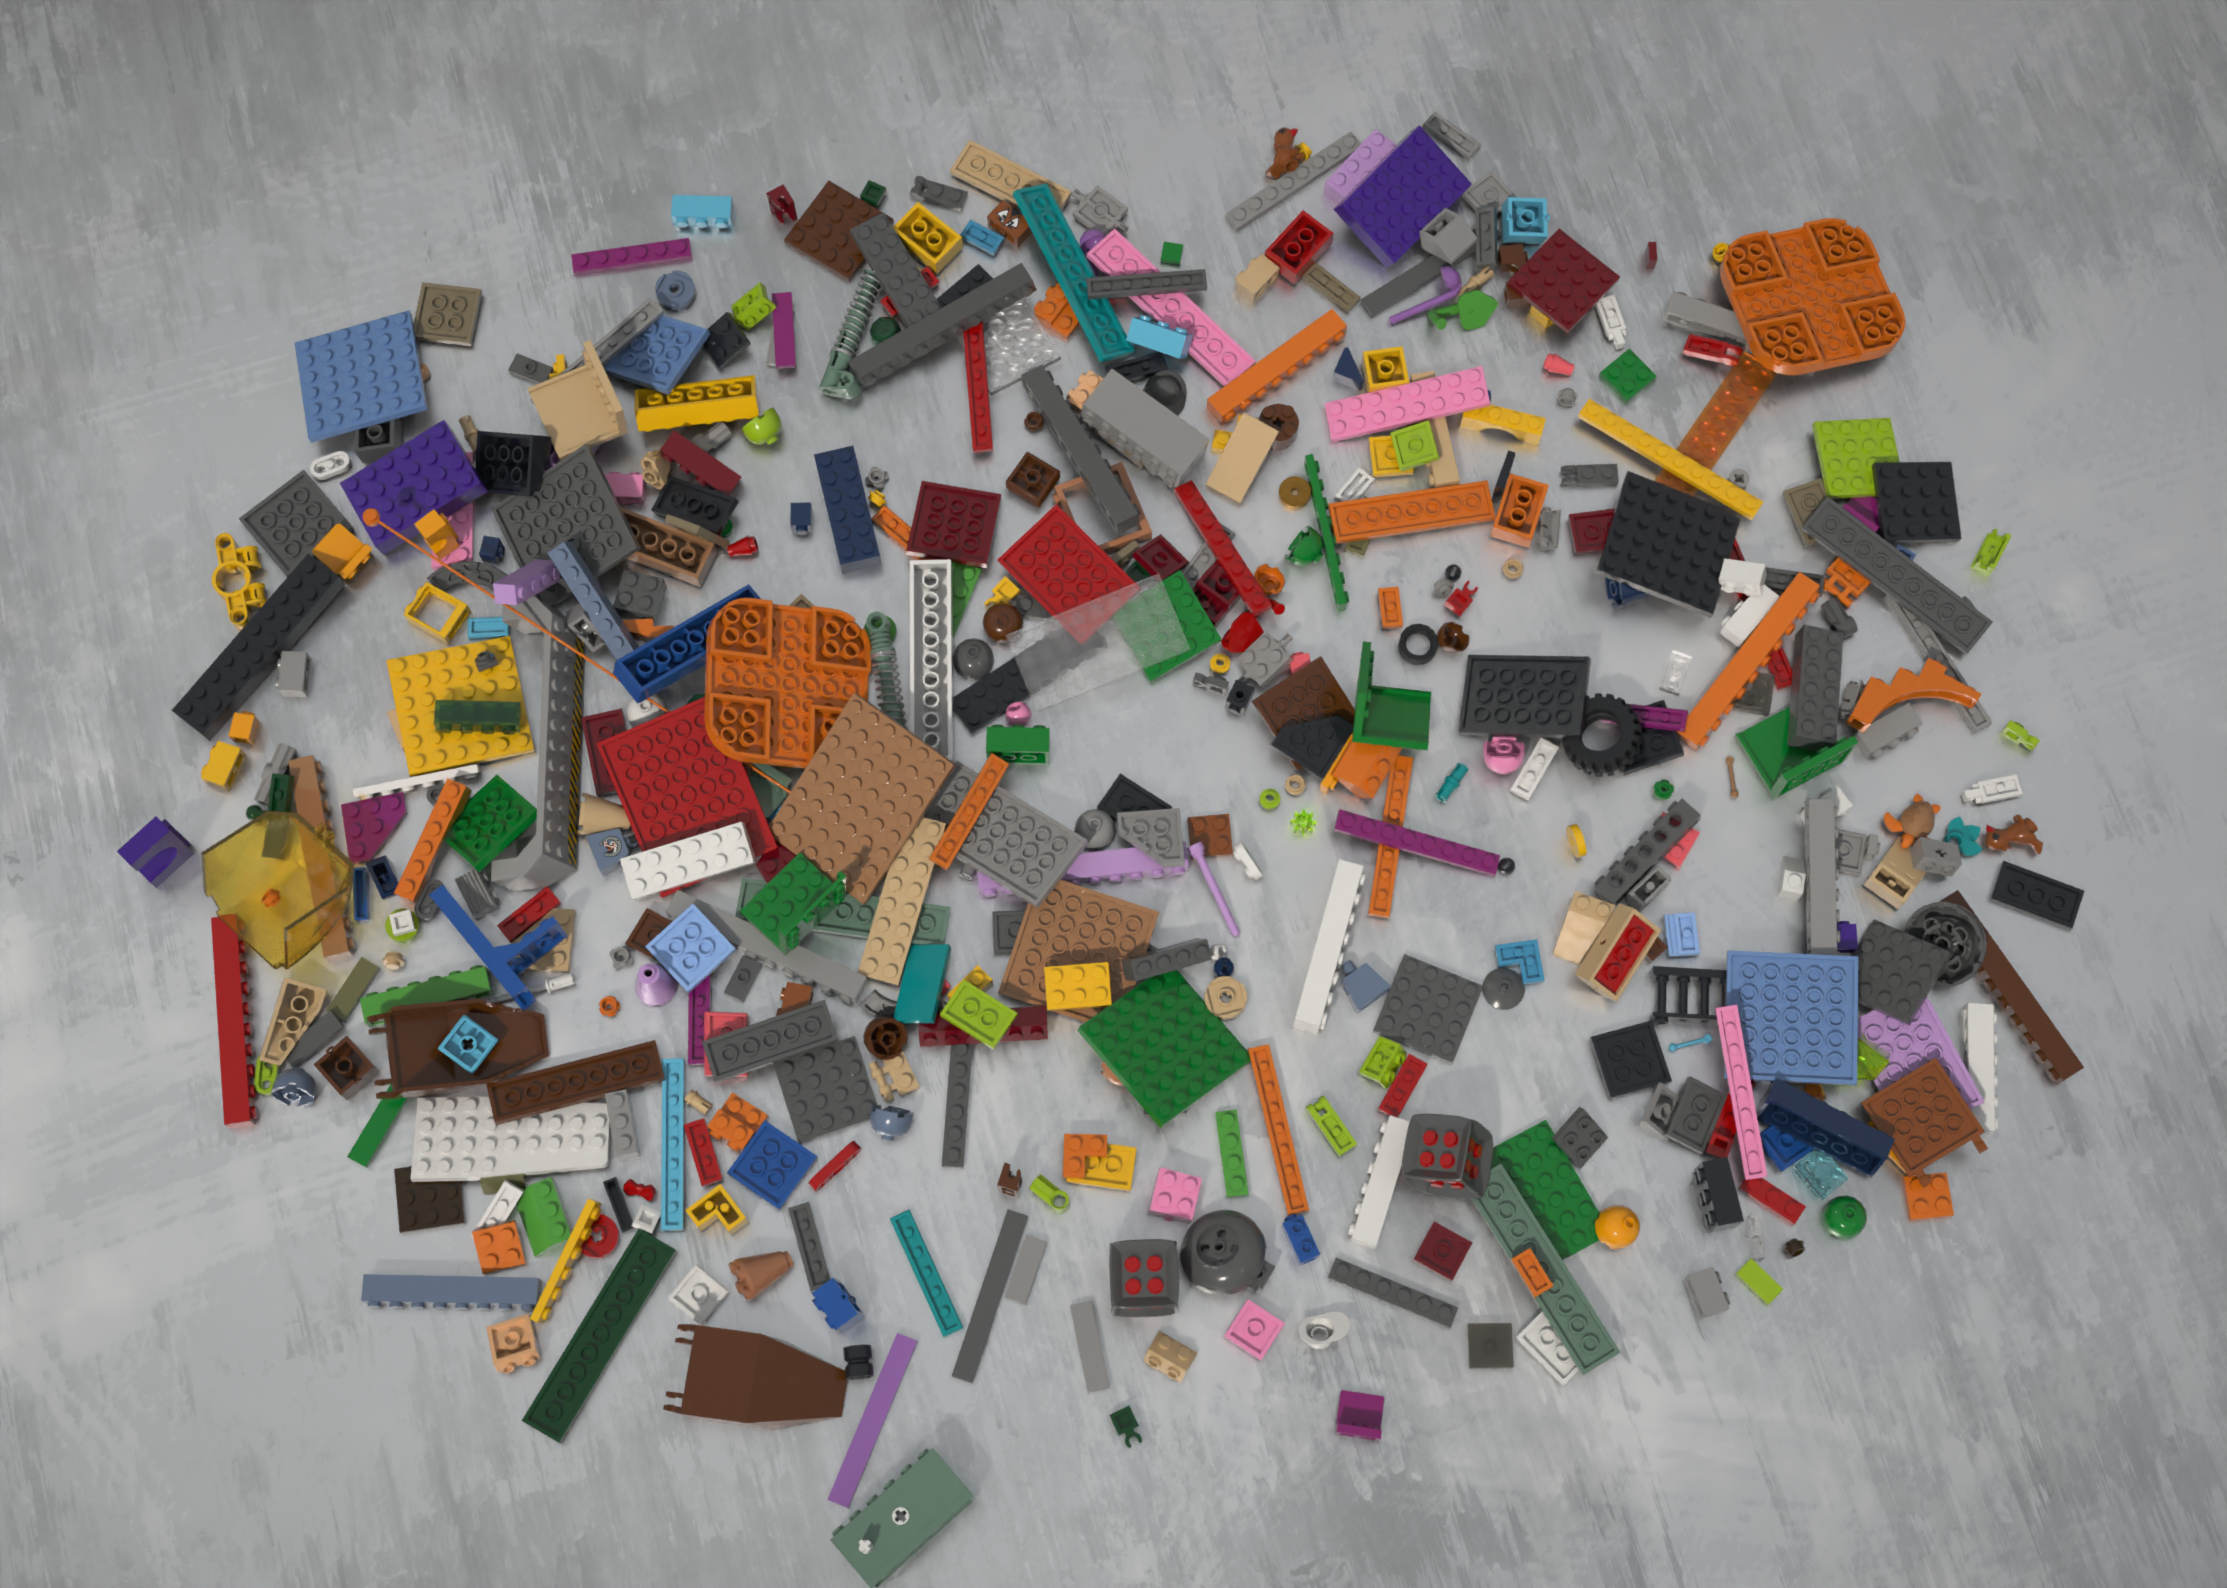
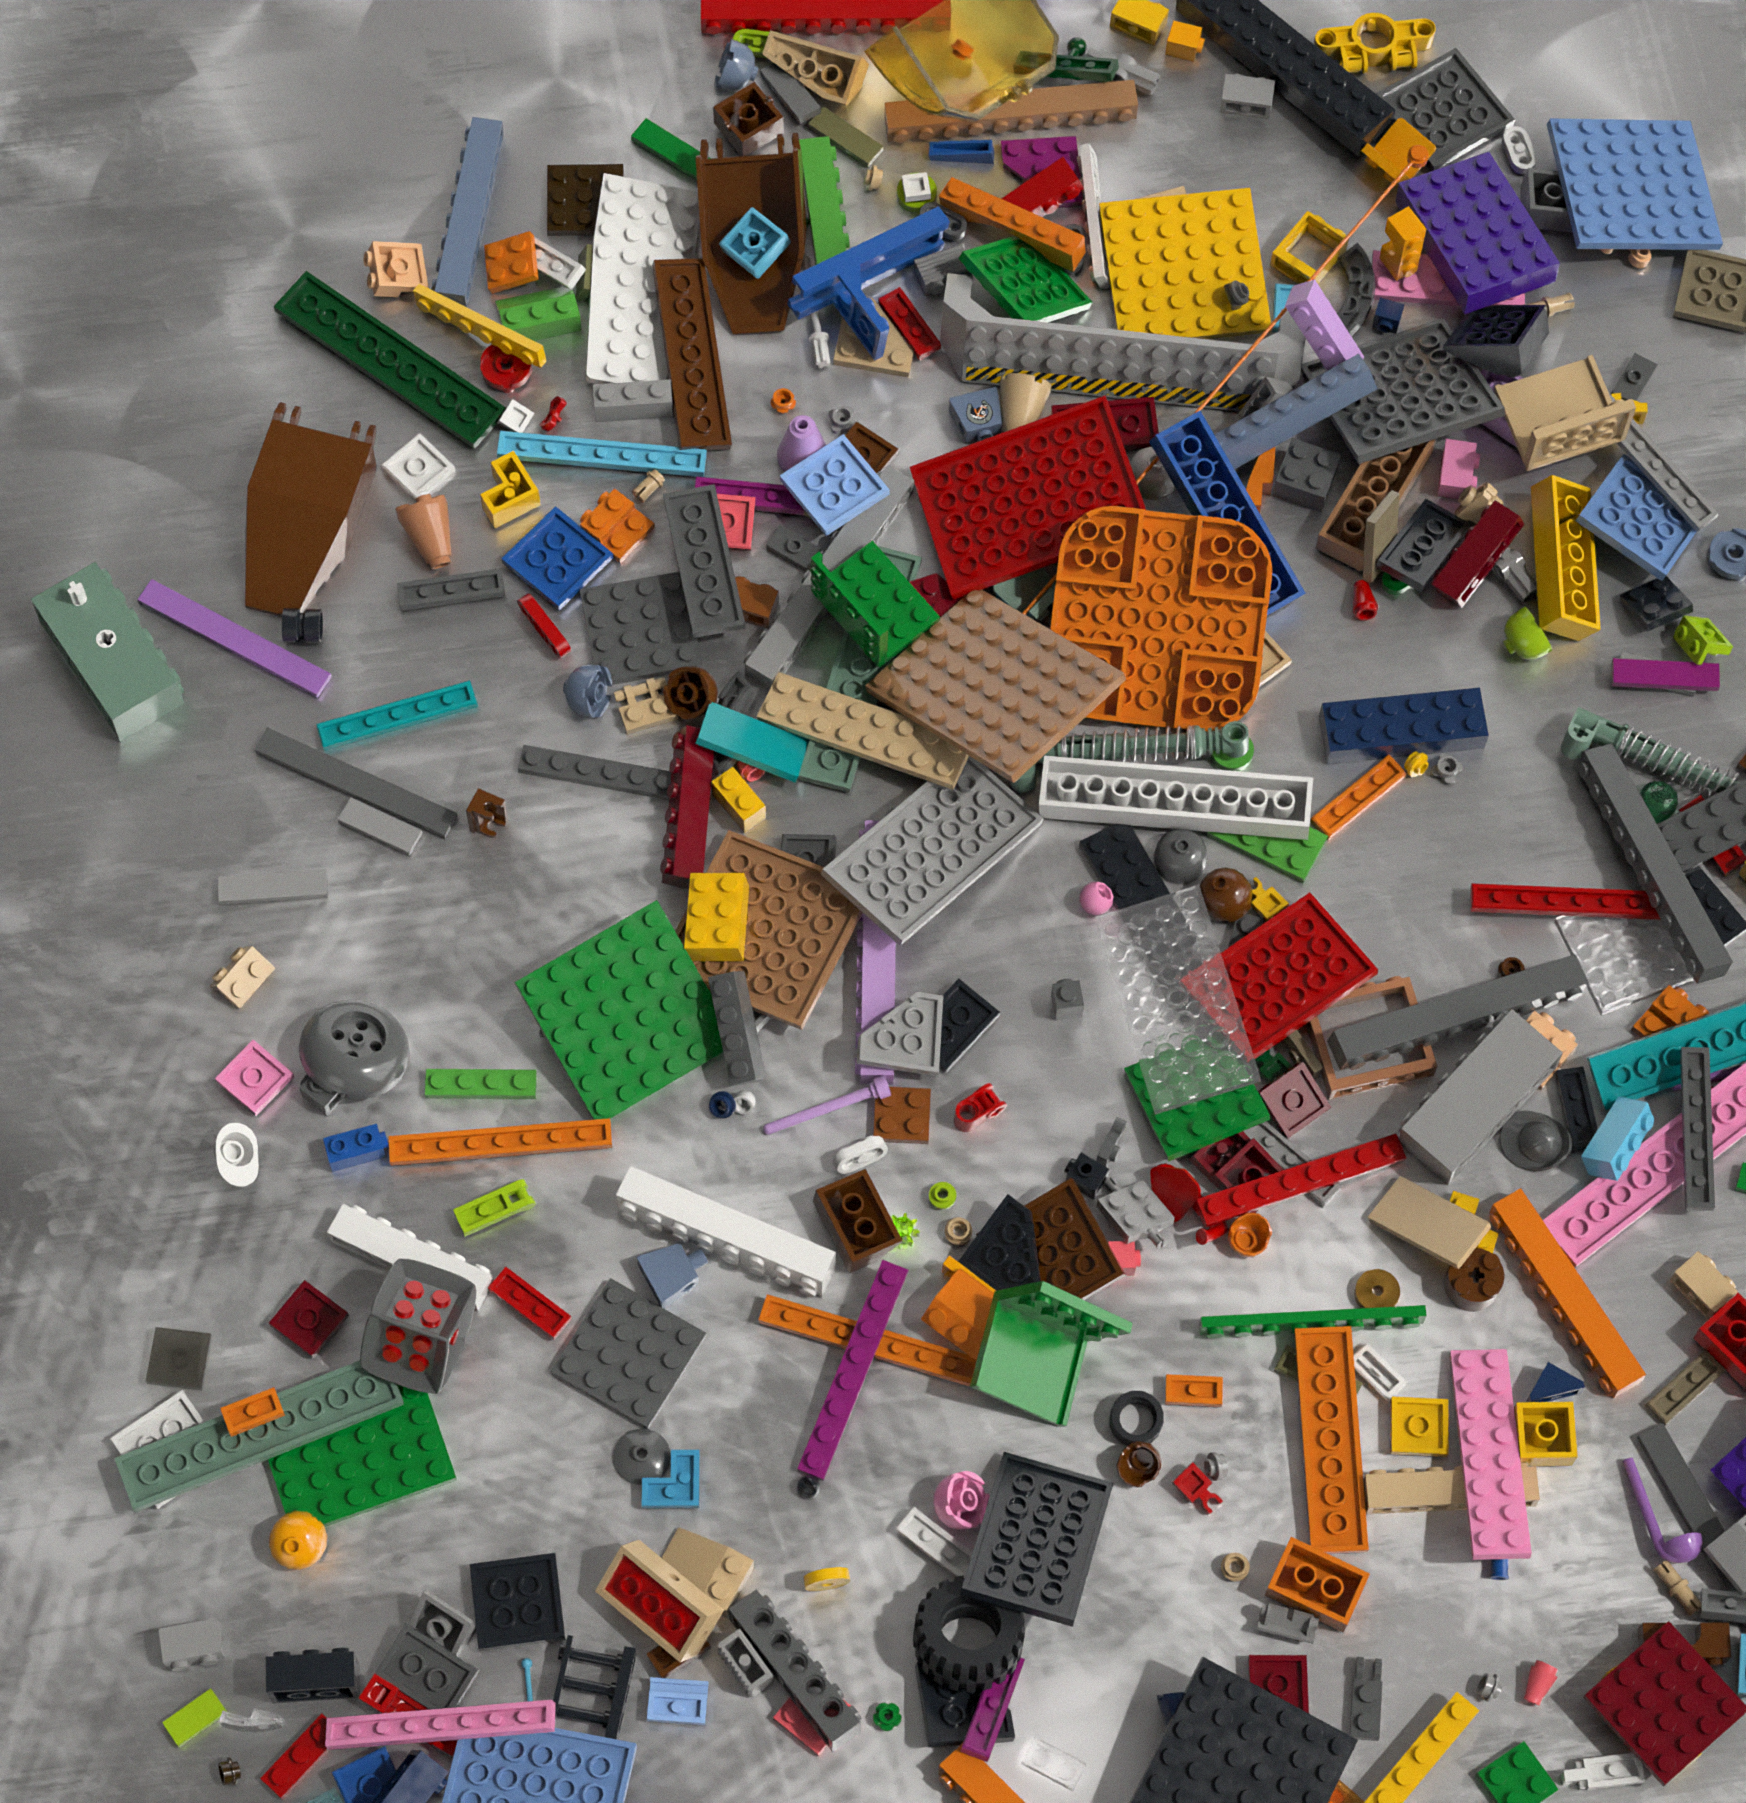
camera: 95 degrees right, 5 degrees down
(383, 875) = (981, 171): dark blue slope -> none
(400, 818) = (1047, 189): none -> red brick
(477, 716) = (1163, 278): clear green brick -> none
(619, 1204) = (542, 391): black piece -> none
(688, 860) = (945, 491): white brick -> none
(703, 1152) = (585, 485): red plate -> none
(801, 518) = (1396, 671): dark blue brick -> none
(836, 1304) = (371, 606): blue brick -> none
(953, 524) = (1369, 850): dark red plate -> none
(968, 811) = (965, 814): orange plate -> none
(978, 1014) = (696, 793): lime plate -> none
(1019, 744) = (1052, 889): green brick -> none
(1031, 467) = (1420, 940): reddish brown brick -> none
(1049, 1193) = (467, 862): lime piece -> none
(1077, 1148) = (514, 897): orange plate -> none
(1097, 828) = (928, 971): light grey cylinder -> none
(1103, 726) = (1067, 999): none -> dark grey brick
(1109, 1172) = (492, 927): yellow plate -> none
(1125, 1422) = (172, 914): dark green plate -> none
(1144, 1278) = (334, 945): dark grey piece -> none
(1174, 1195) = (436, 1004): bright pink brick -> none
(1195, 778) = (982, 1105): none -> red piece
(1220, 669) = (1139, 1167): yellow plate -> none
(1231, 987) = (672, 1115): tan plate -> none
(1303, 854) = (856, 1220): none -> reddish brown slope
(1305, 548) = (1289, 1289): green cylinder -> none
(1359, 1415) = (122, 1185): magenta bracket -> none
(1383, 1061) = (566, 1284): lime bracket -> none
(1392, 1293) = (269, 1252): dark grey plate -> none
(1415, 445) = (1424, 1452): lime plate -> none
(1451, 782) = (933, 1432): teal pin -> none
(1458, 572) = (1236, 1490): black hinge -> none
(1473, 309) = (1633, 1571): bright green piece -> none
(1504, 474) = (1381, 1574): black tile -> none
(1524, 426) = (1452, 1593): yellow arch -> none
(1579, 1137) = (423, 1514): dark grey plate -> none

